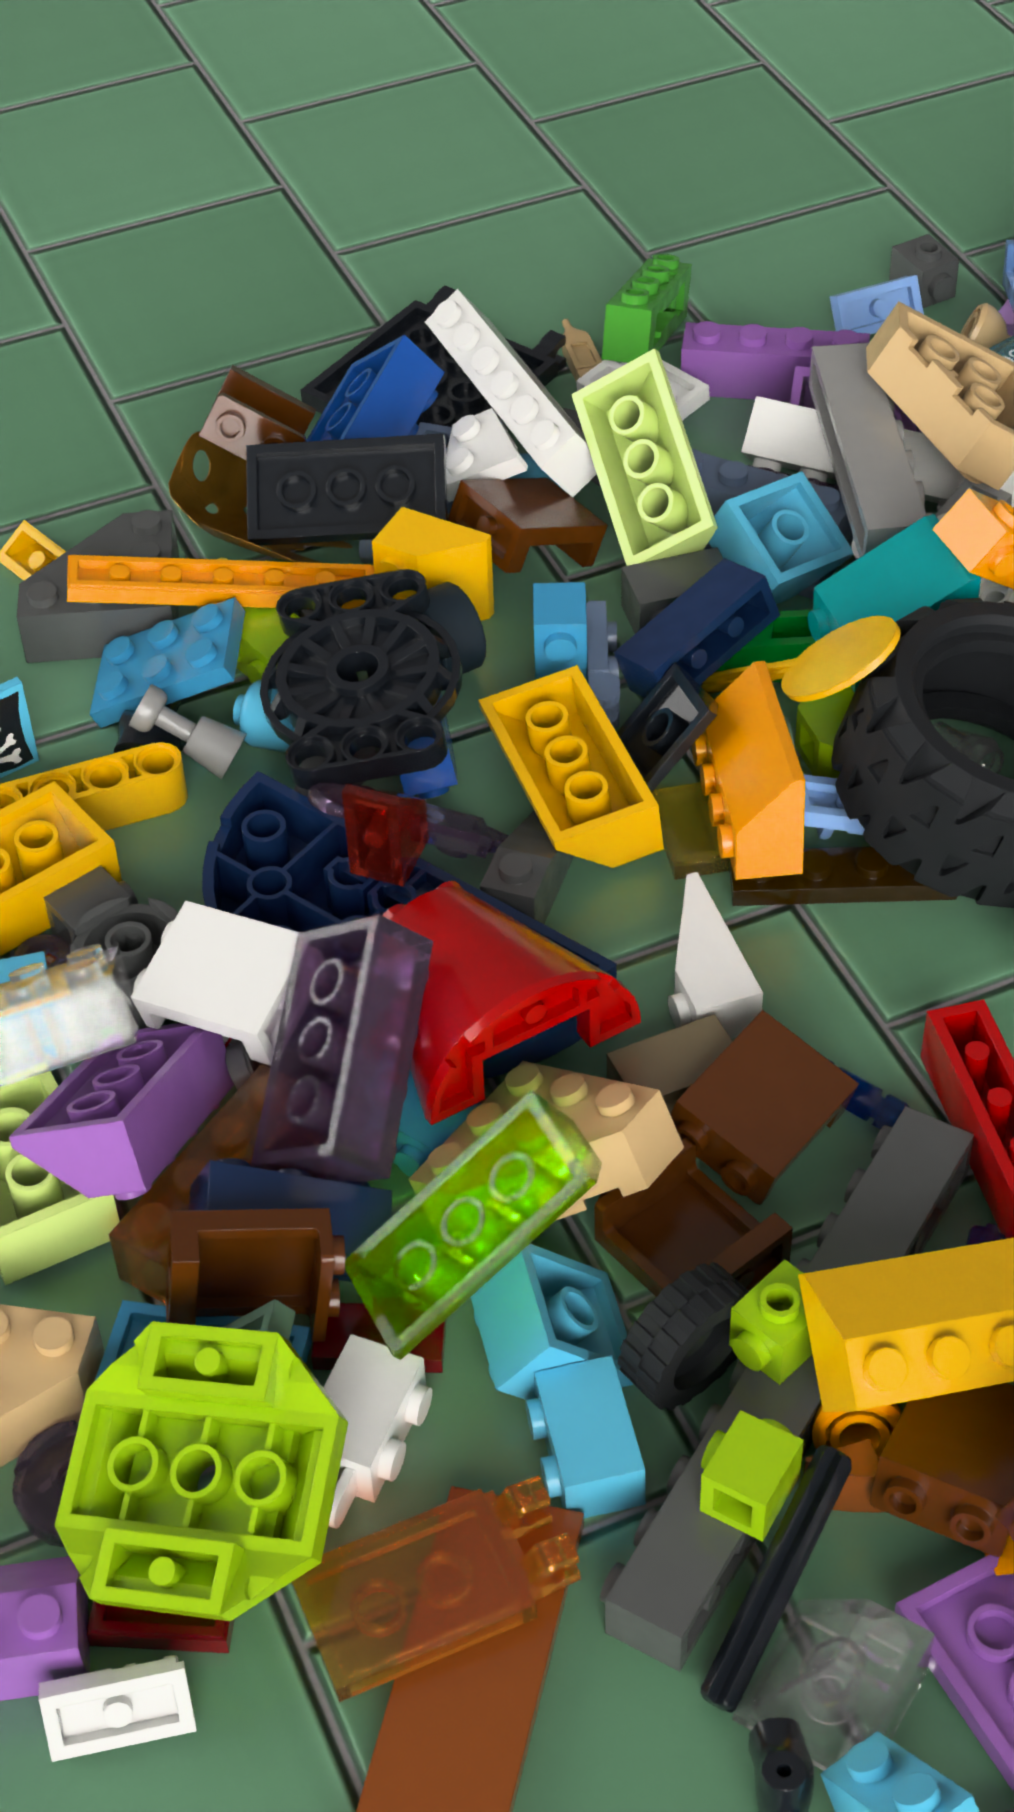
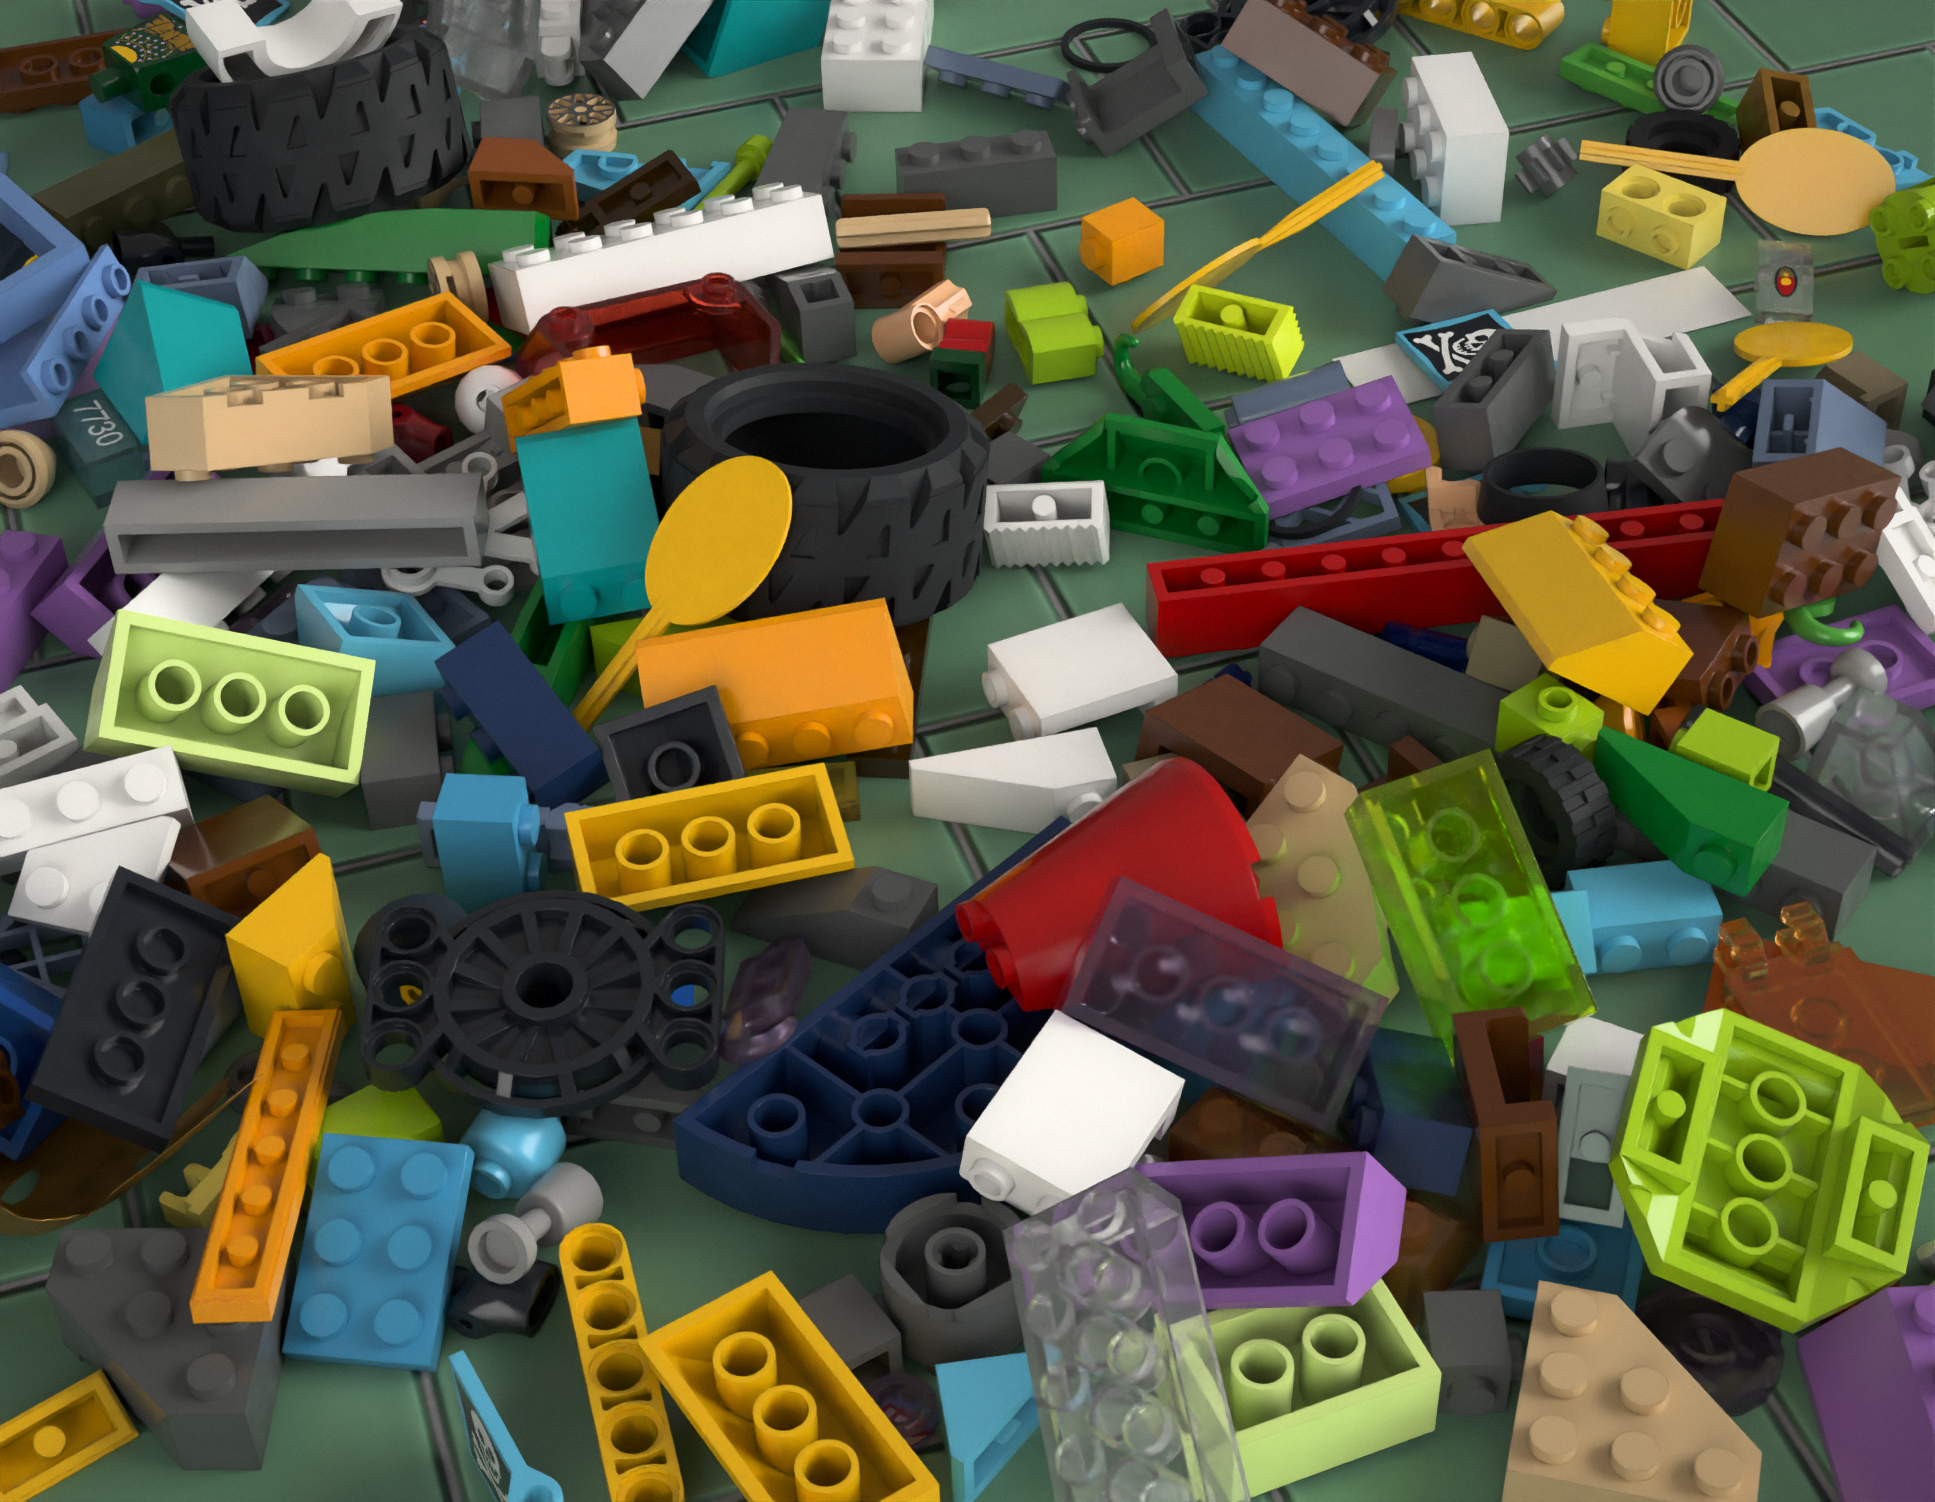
camera: 85 degrees left, 5 degrees down
(65, 1282) = (1471, 1348): none -> dark grey brick
(384, 832) = (859, 959): clear red slope -> none
(658, 1449) = (1692, 813): none -> green slope
(855, 991) = (1076, 673): none -> white panel
(880, 1573) = (1806, 711): none -> light grey piece

